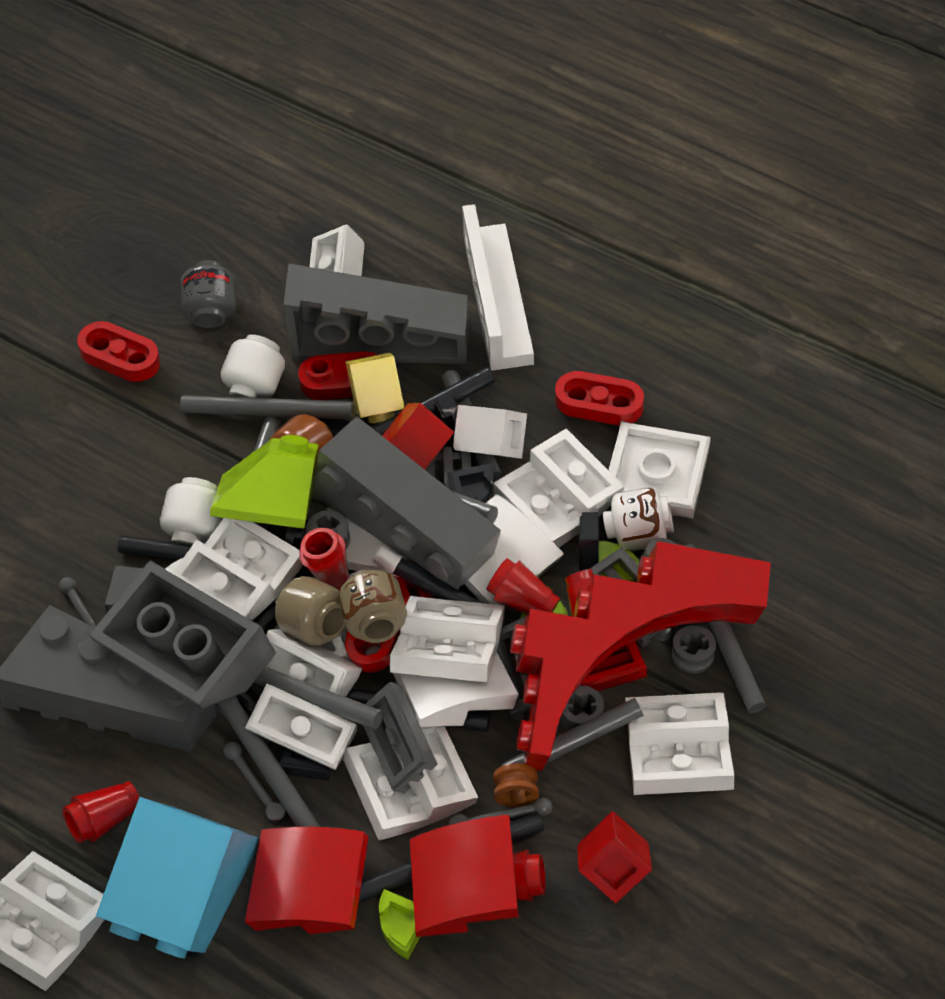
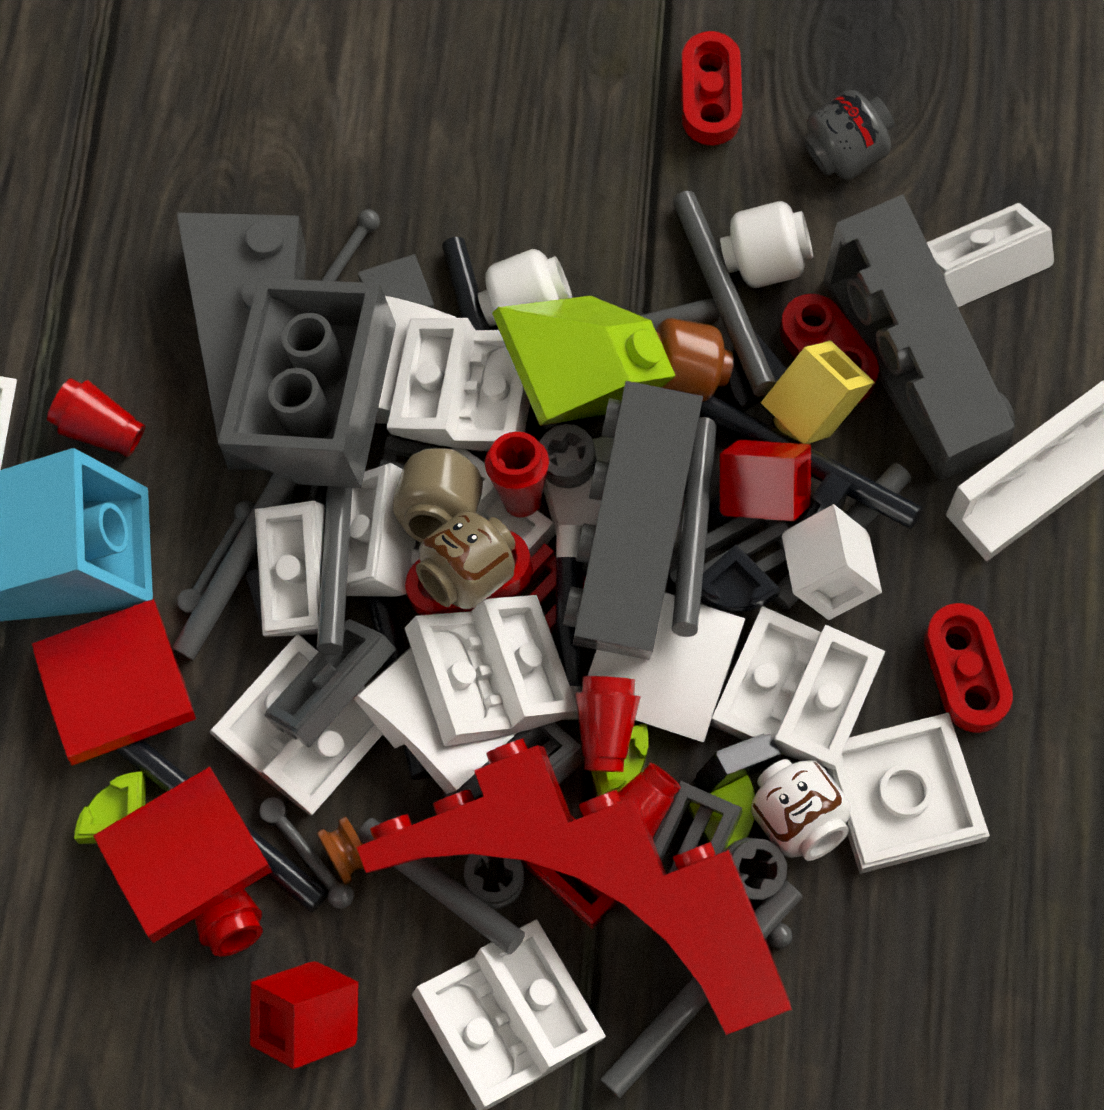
camera: 60 degrees right, 15 degrees up
(704, 656) = (642, 985): dark grey bush -> none

